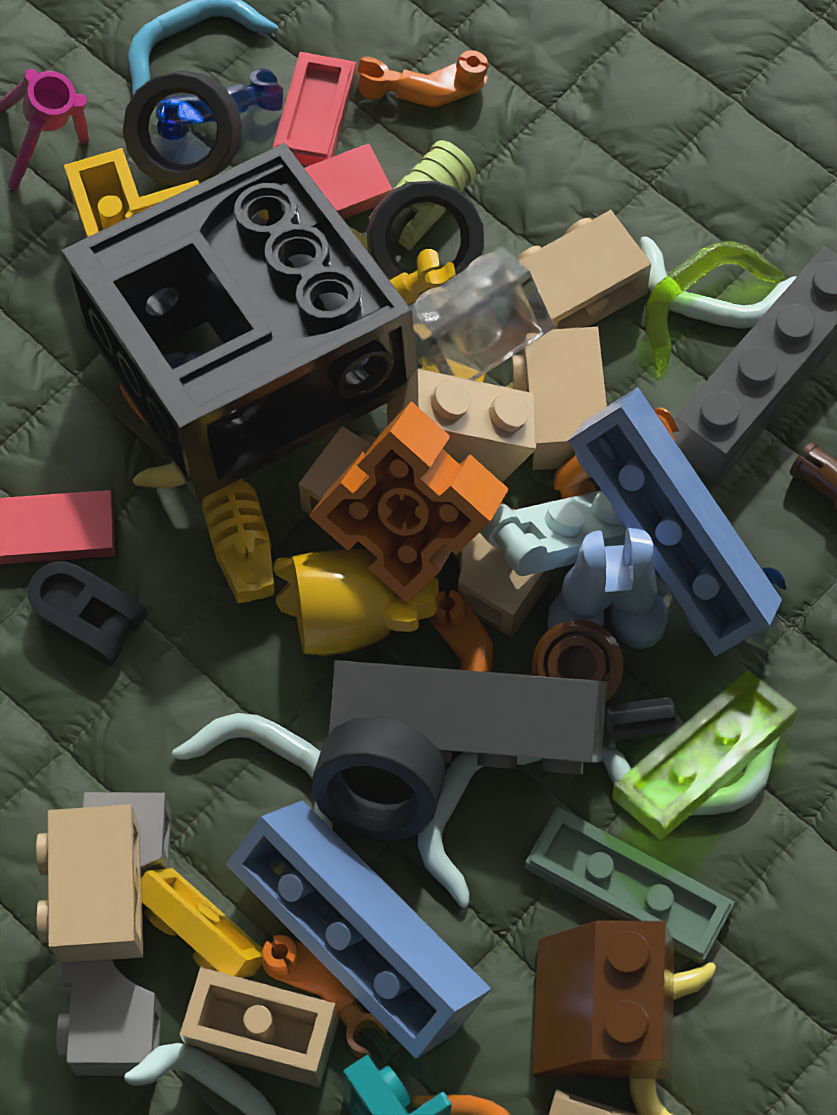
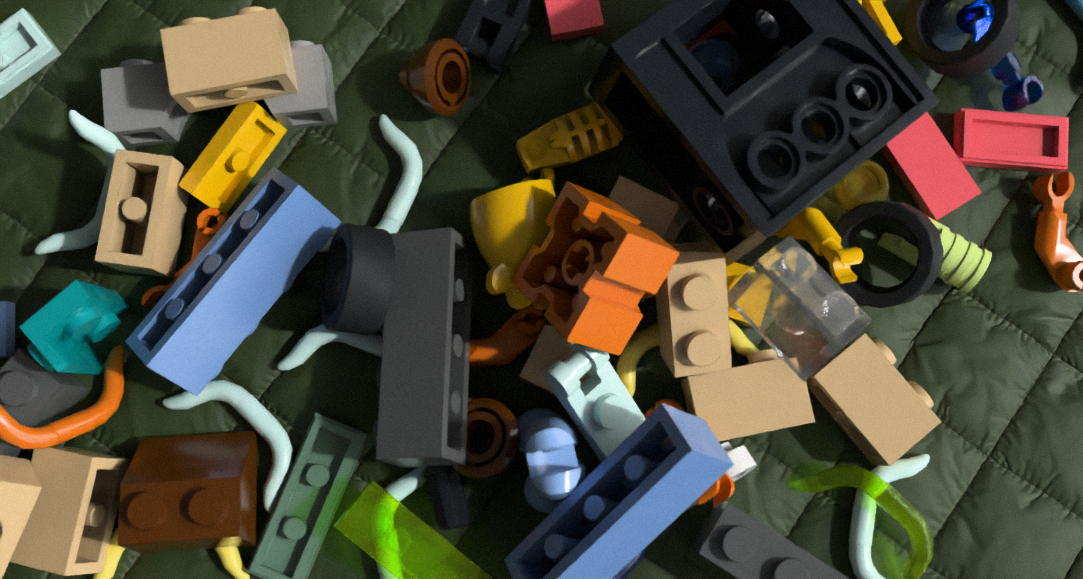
camera: 80 degrees right, 15 degrees up
(142, 678) = (438, 77): none -> reddish brown brick
(518, 938) = (258, 418): none -> light aqua animal

